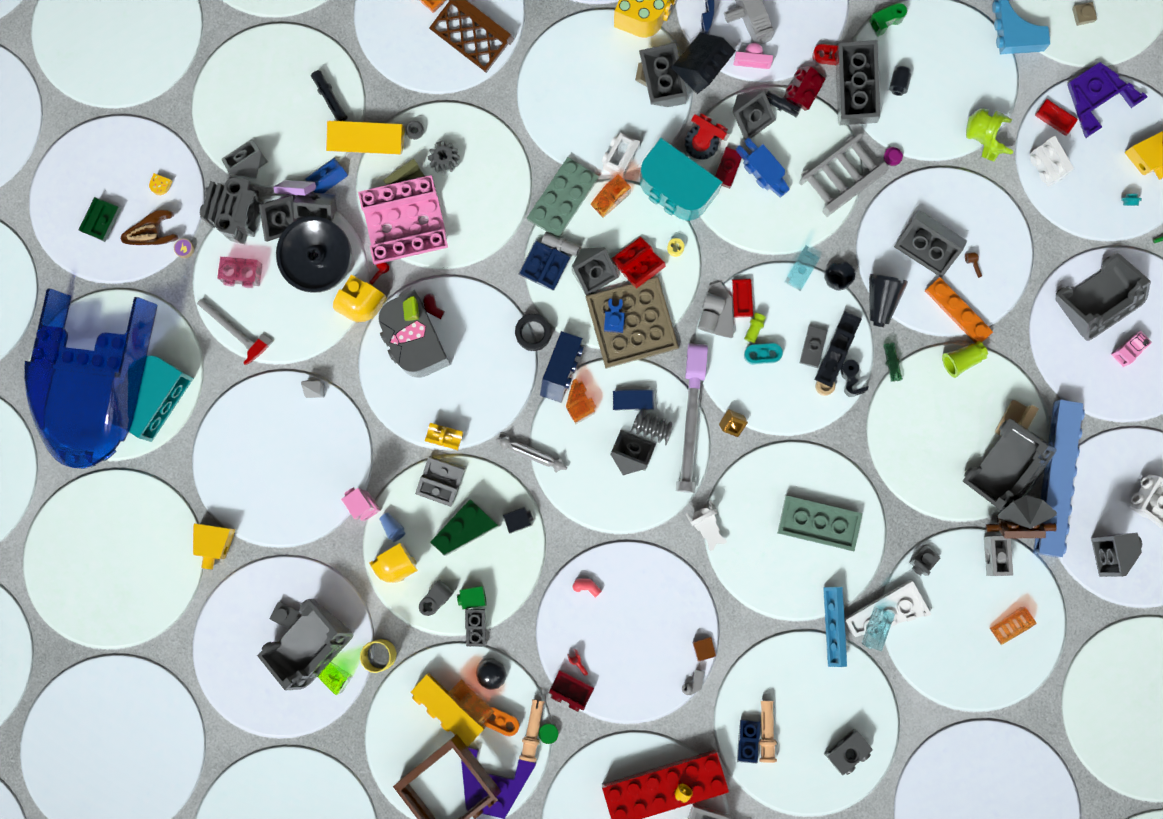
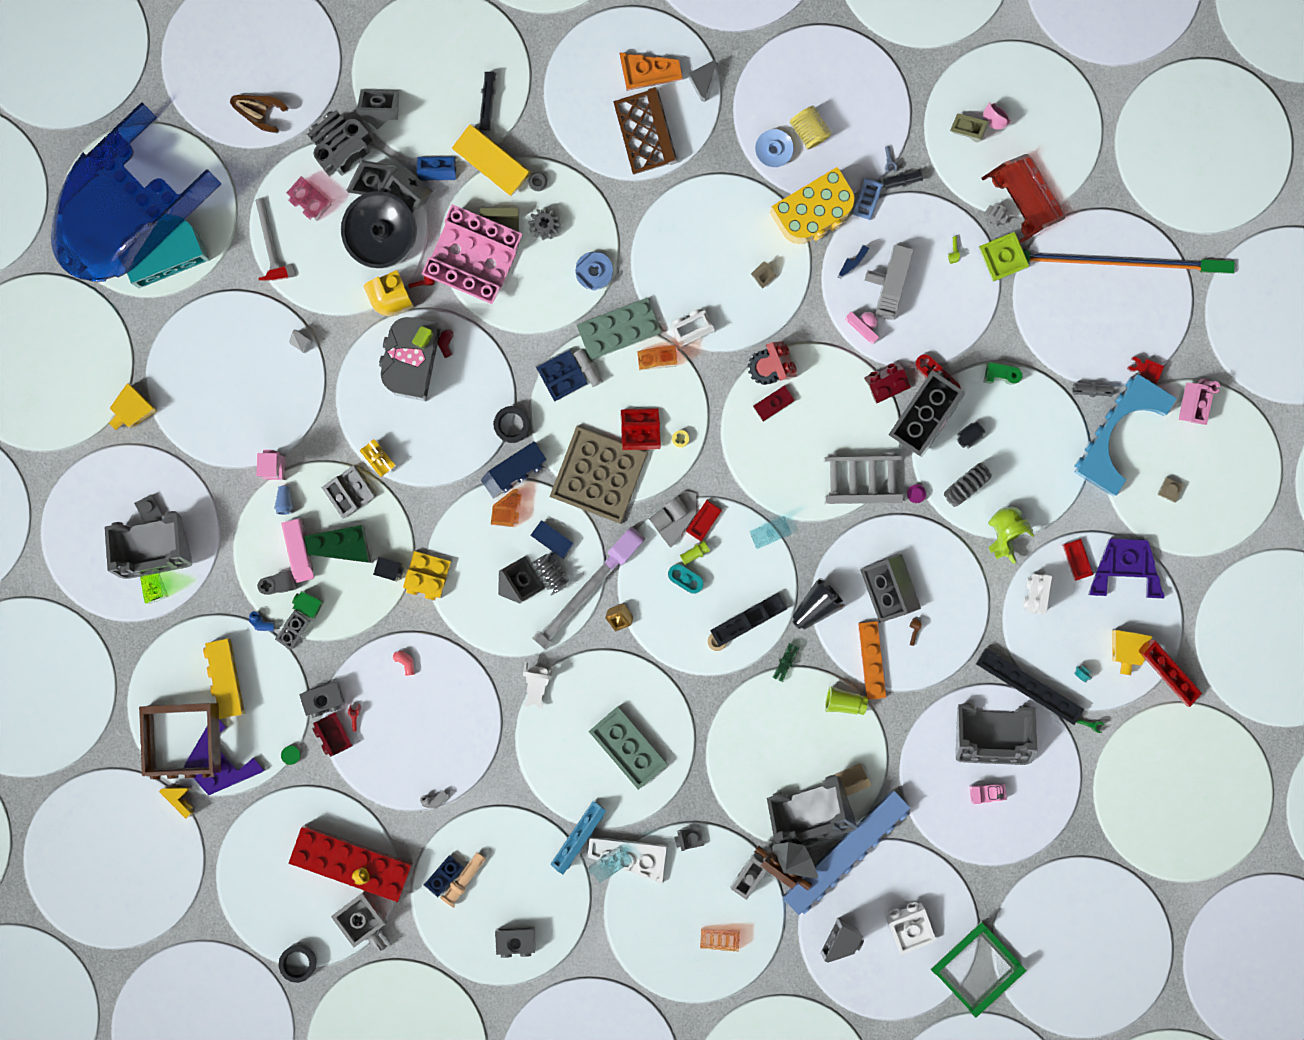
camera: 25 degrees right, 5 degrees up
(99, 219) = (224, 69): dark green plate -> none
(159, 185) = (294, 74): yellow tile -> none
(184, 248) = (277, 144): tile -> none
(294, 187) = (403, 161): lavender tile -> none
(364, 655) = (186, 596): light yellow piece -> none
(394, 564) = (263, 533): yellow brick -> none
(432, 559) = (297, 550): none -> bright pink piece
(444, 643) = (259, 624): none -> blue arm
(471, 702) = (247, 686): clear orange slope -> none
(491, 674) = (279, 675): black hair -> none
(500, 722) = (259, 718): orange plate -> none
(503, 158) = (594, 260): none -> medium blue plate
(530, 673) = (310, 699): none -> dark grey brick
(530, 741) = (272, 750): light nougat pin -> none
(531, 453) = (438, 523): light grey wheel -> none
(553, 503) = (426, 575): none -> yellow plate
(593, 269) = (598, 408): dark grey slope -> none
(614, 320) = (584, 462): blue plate -> none
(662, 82) = (775, 287): dark grey slope -> none
(677, 182) = (719, 386): teal brick -> none
(703, 60) = (816, 300): black slope -> none
(704, 649) = (461, 779): dark orange slope -> none
(752, 113) = (826, 373): dark grey slope -> none
(764, 168) = (802, 426): blue hinge -> none
(783, 104) = (858, 382): black pin -> none
(813, 347) = (731, 602): dark grey plate -> none
(839, 275) = (795, 560): black hair -> none
(849, 371) = (744, 644): black leg -> none
(929, 118) = (967, 484): none -> dark grey gear
(1097, 240) = (1029, 686): none -> black plate

